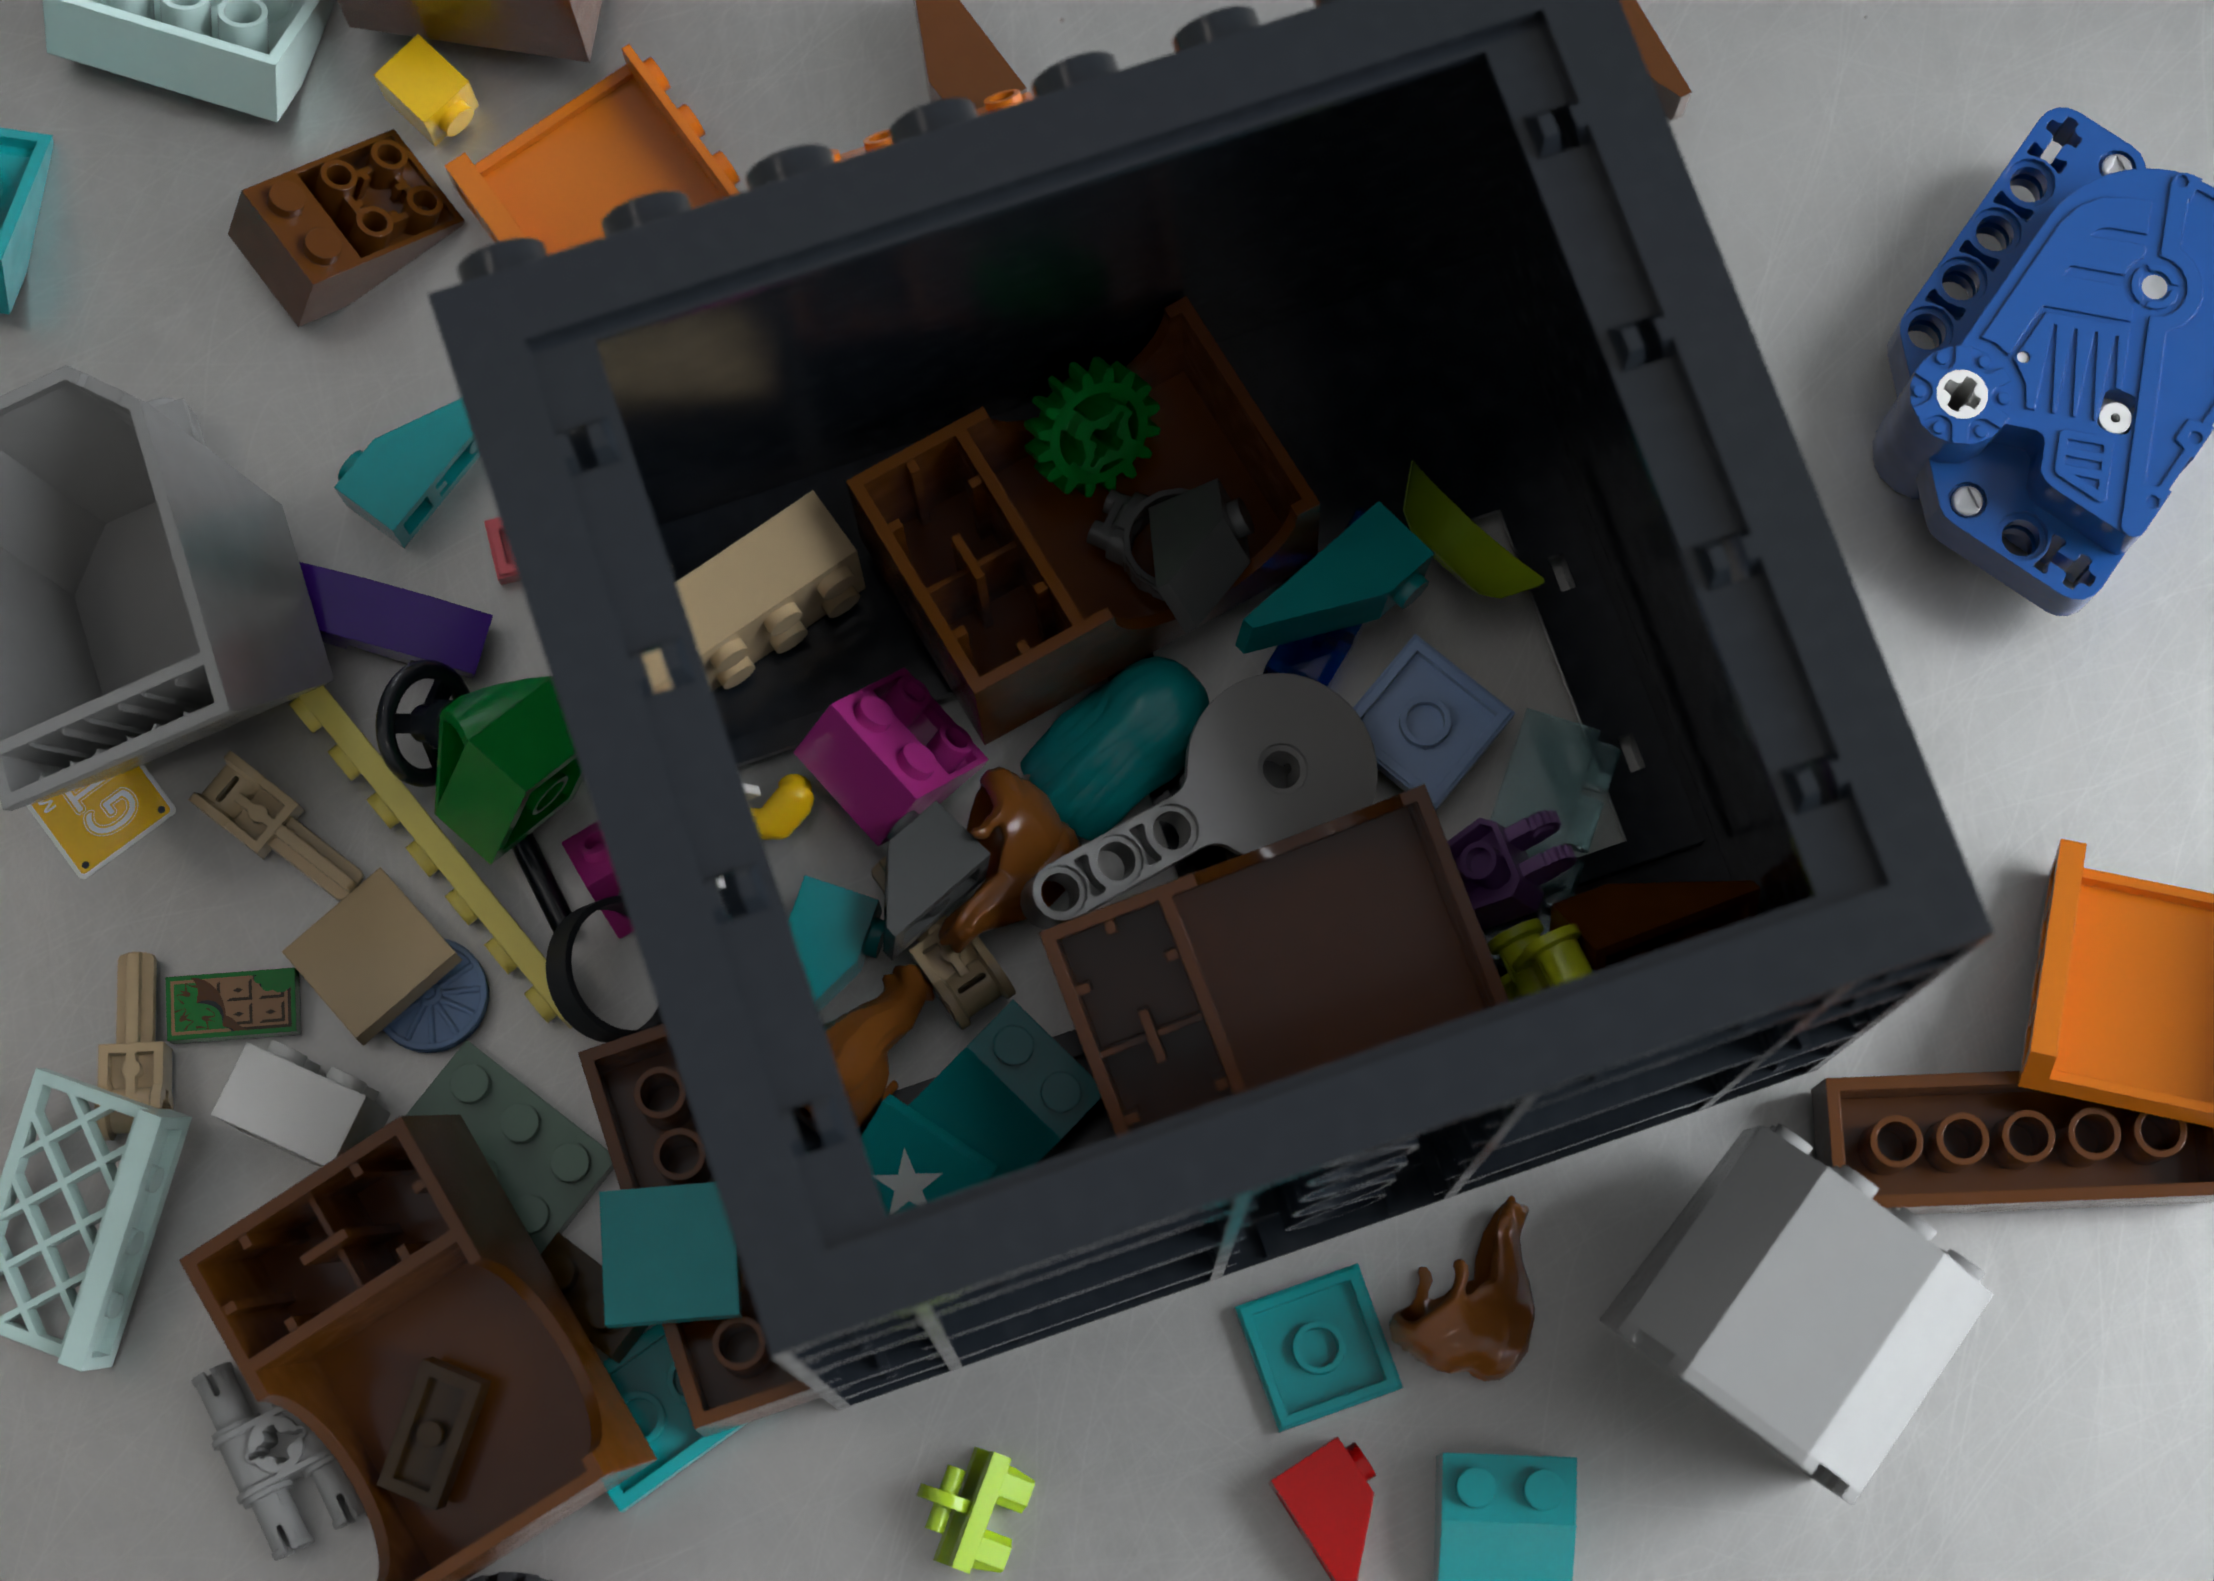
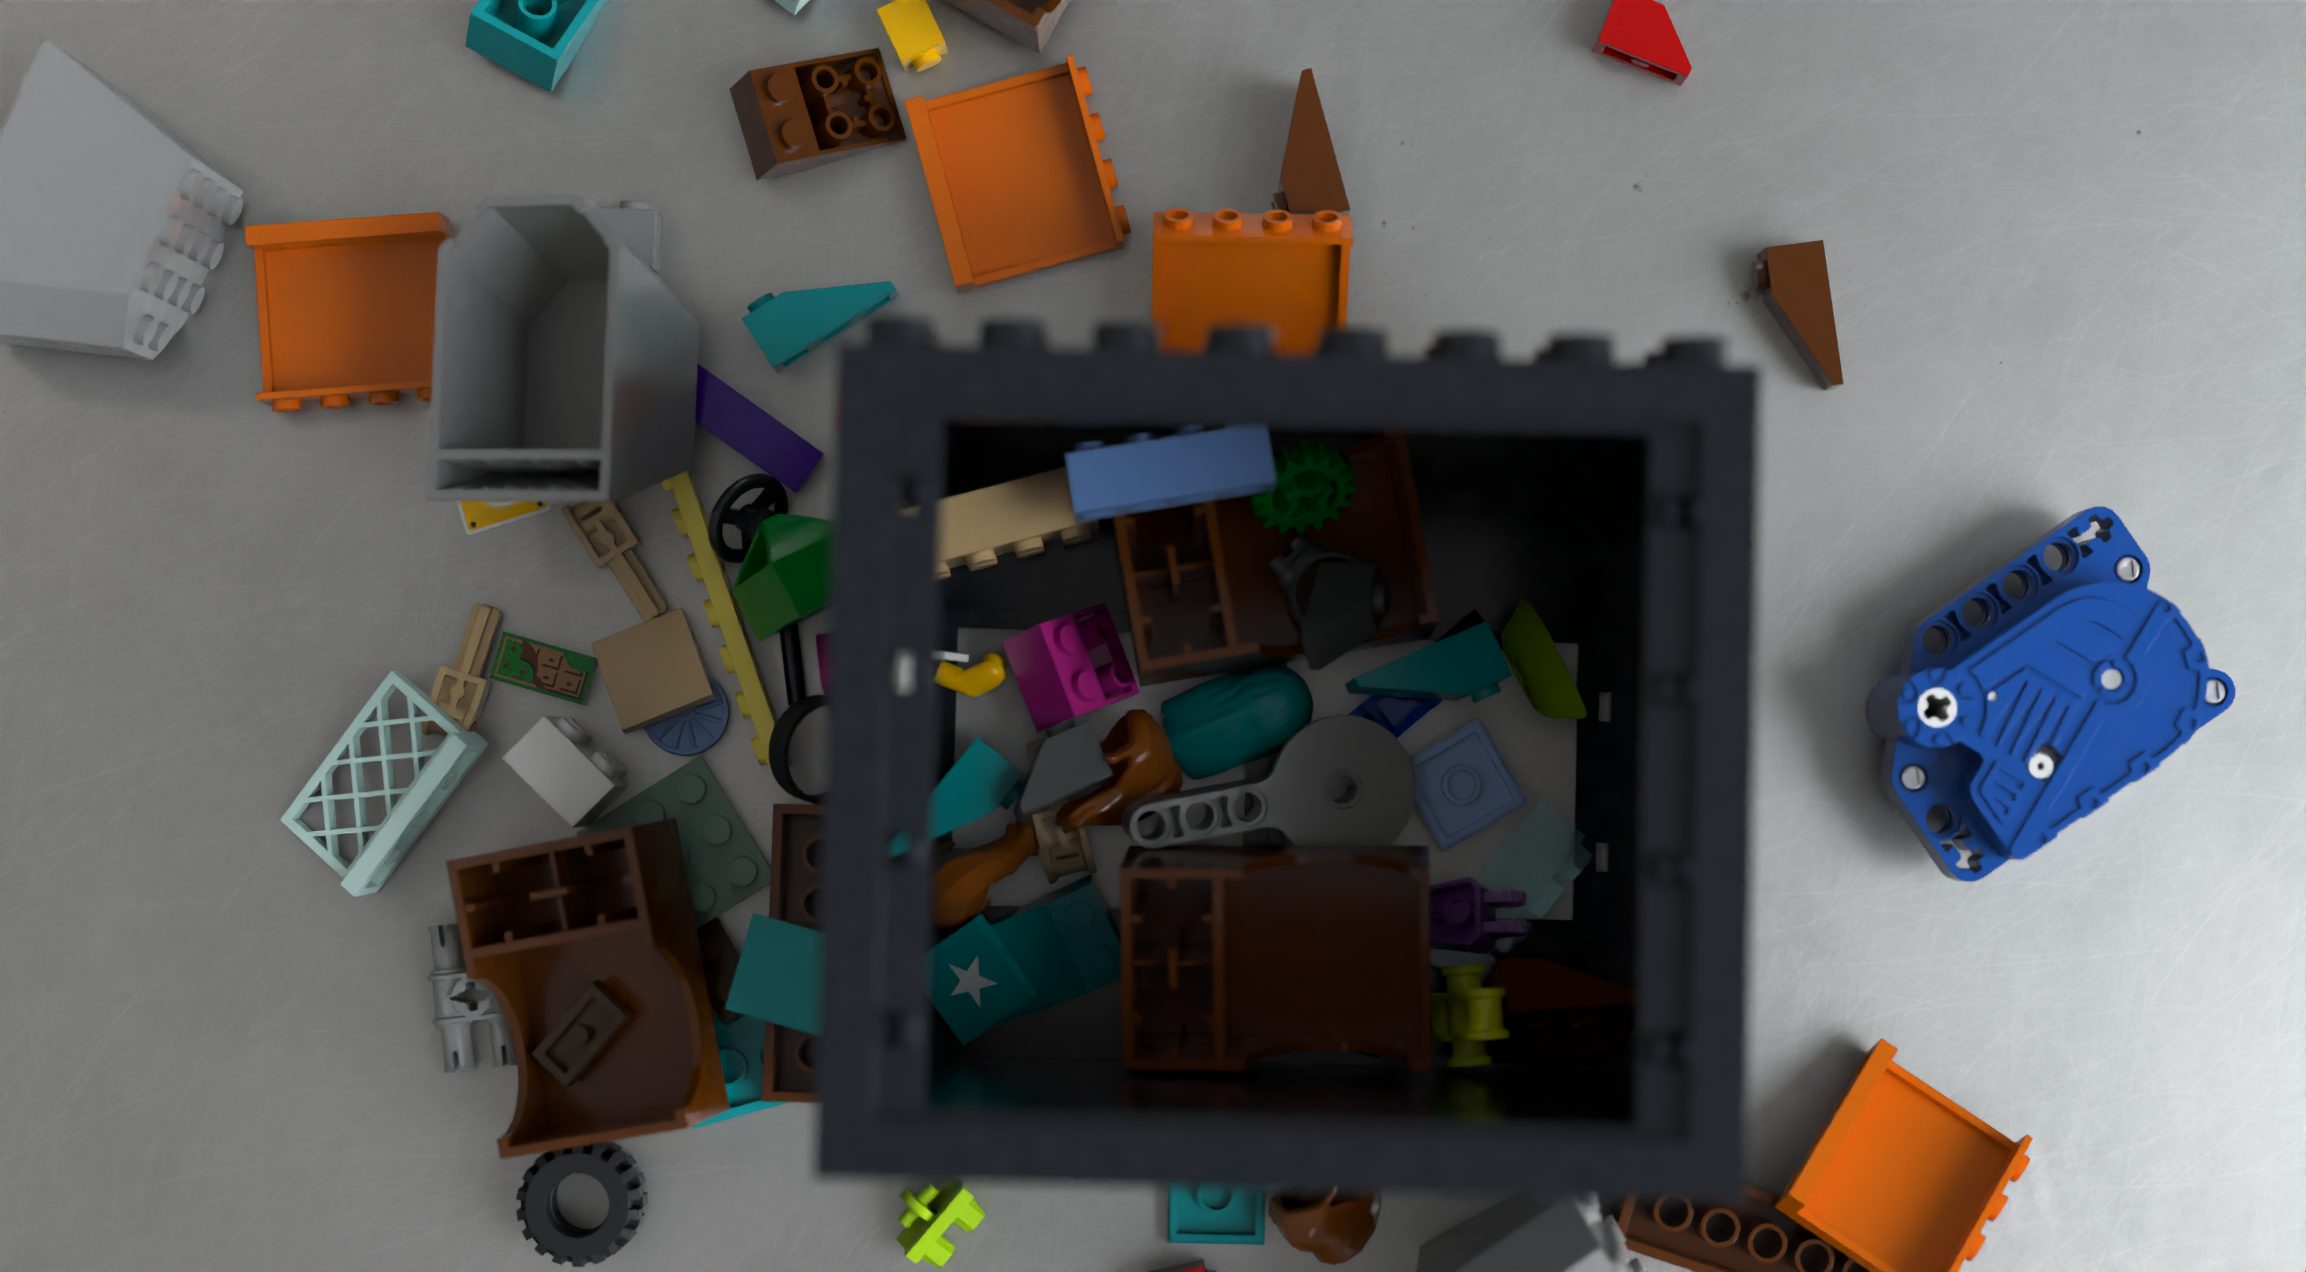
camera: 15 degrees right, 10 degrees up
(921, 441) = (1170, 470): none -> medium blue brick

